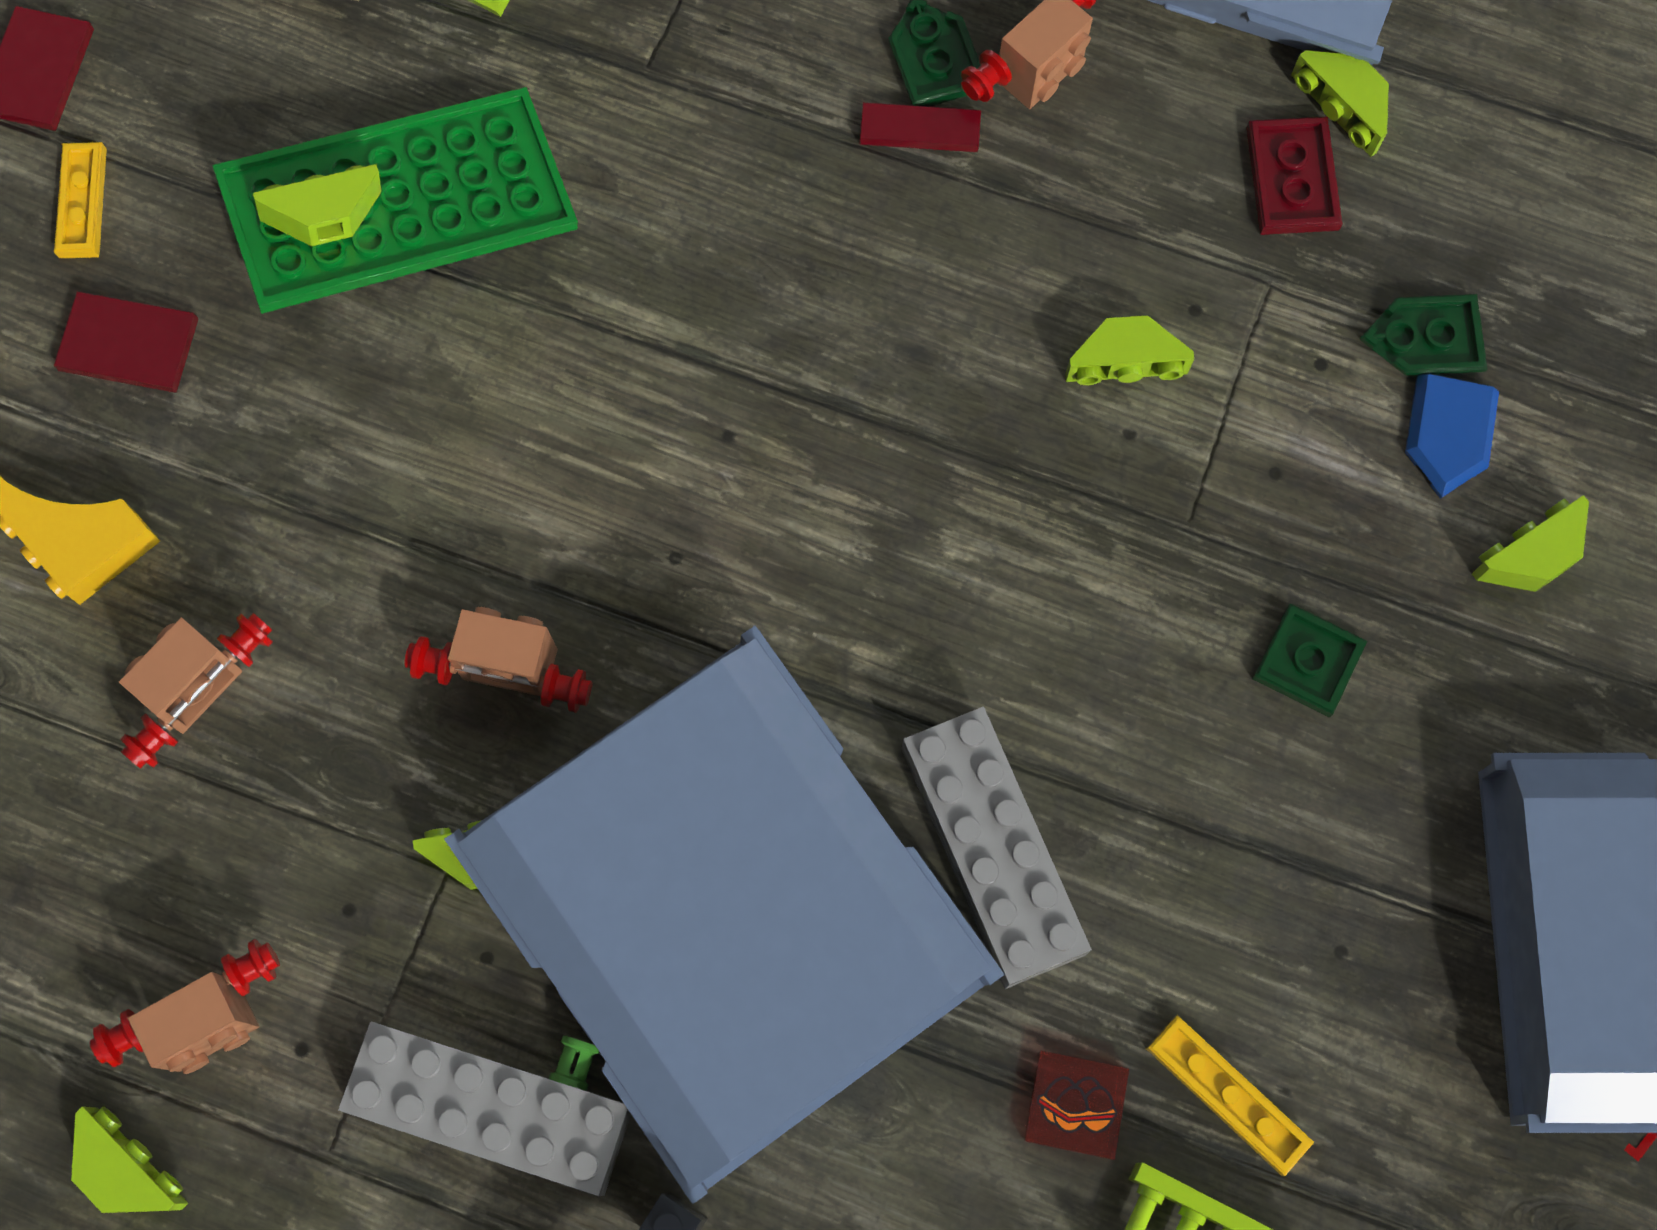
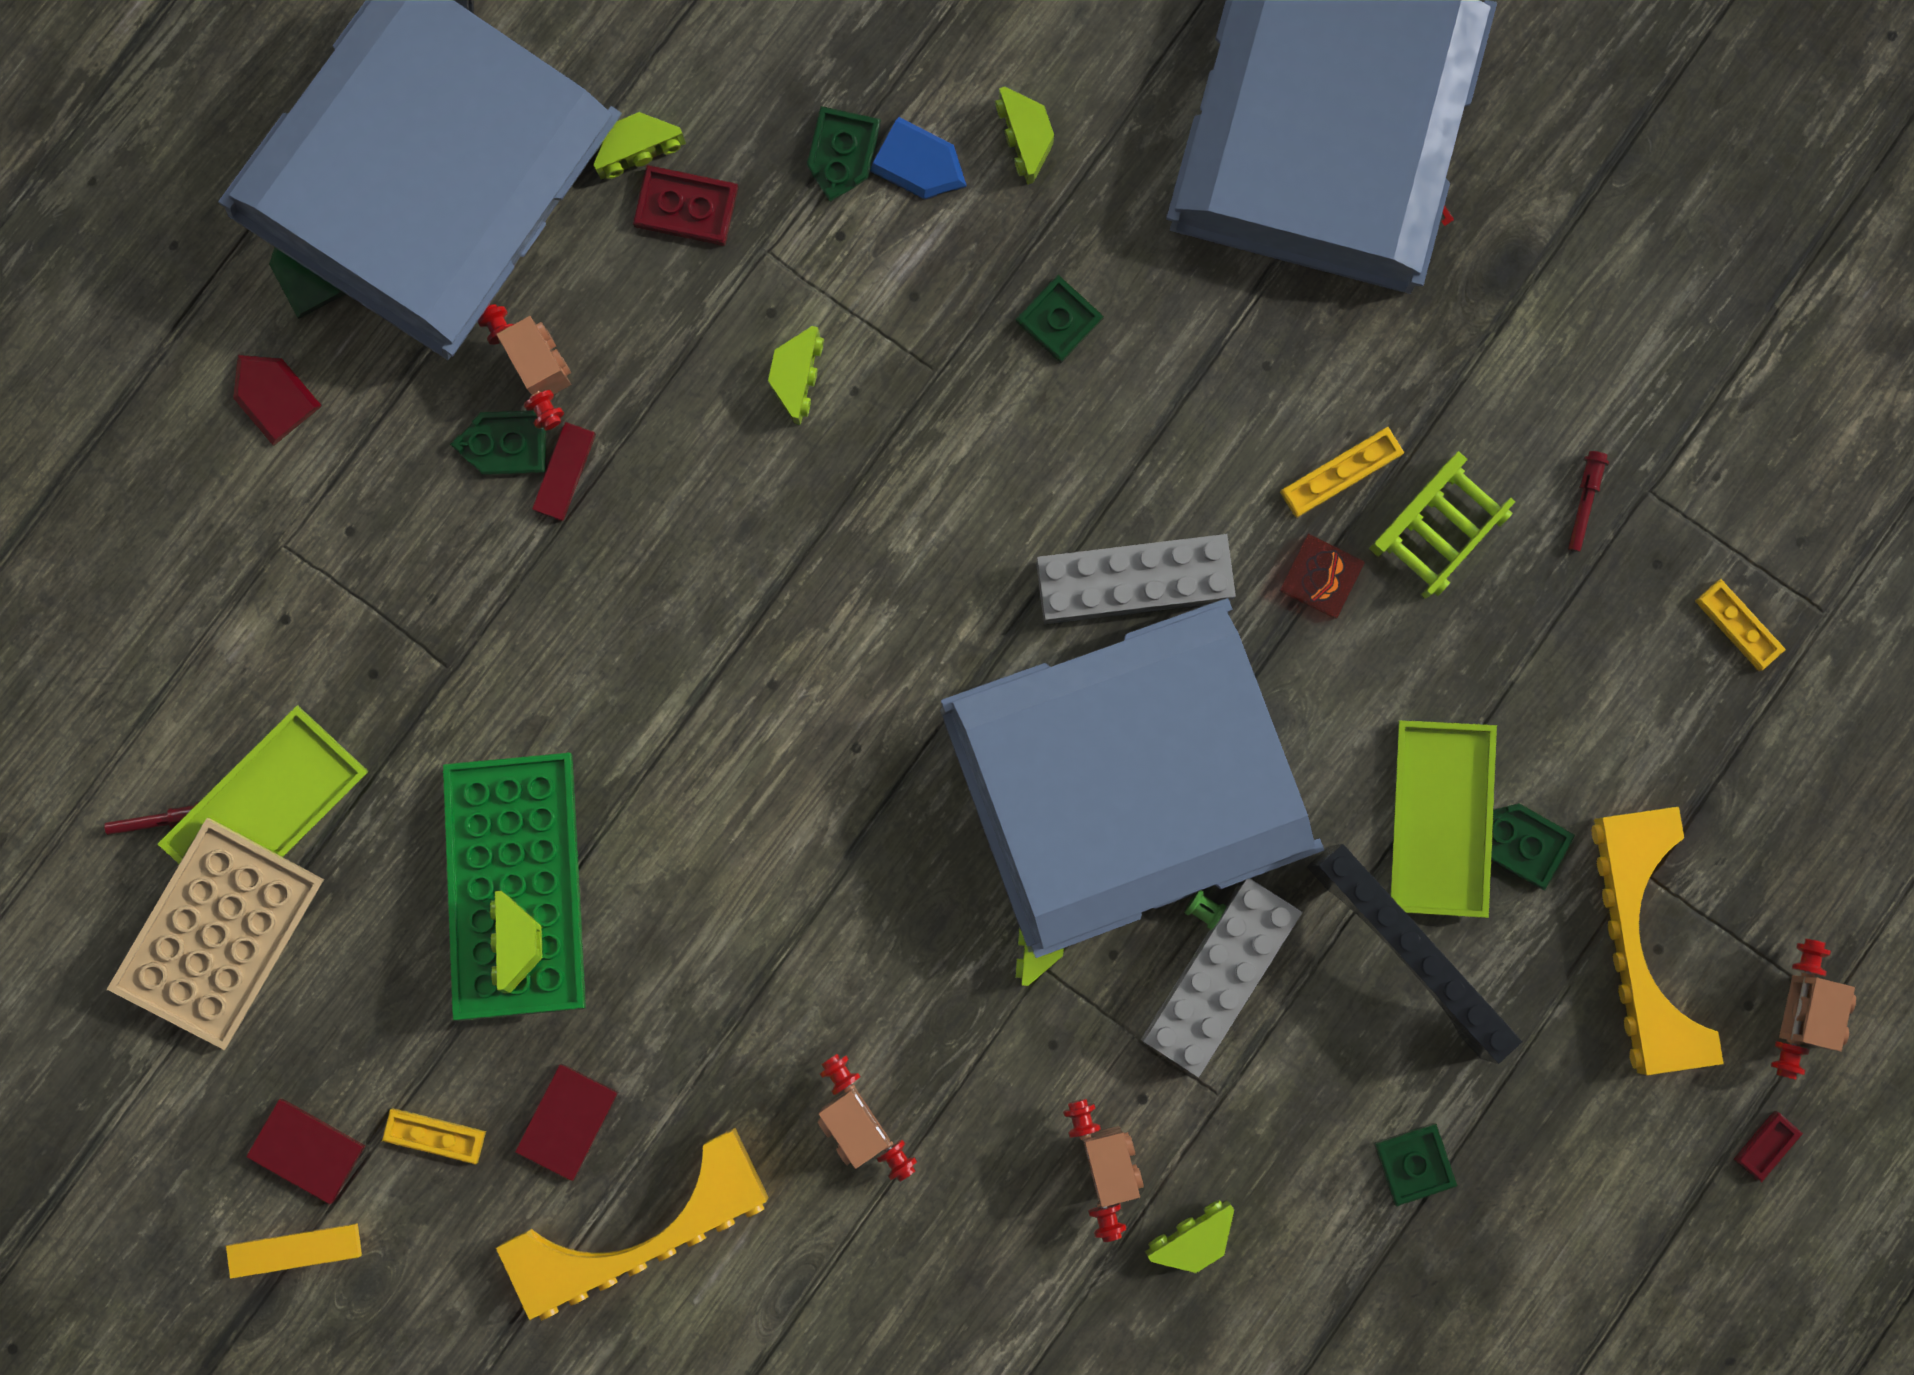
camera: 75 degrees left, 10 degrees up
(501, 655) = (903, 888): nougat brick -> none

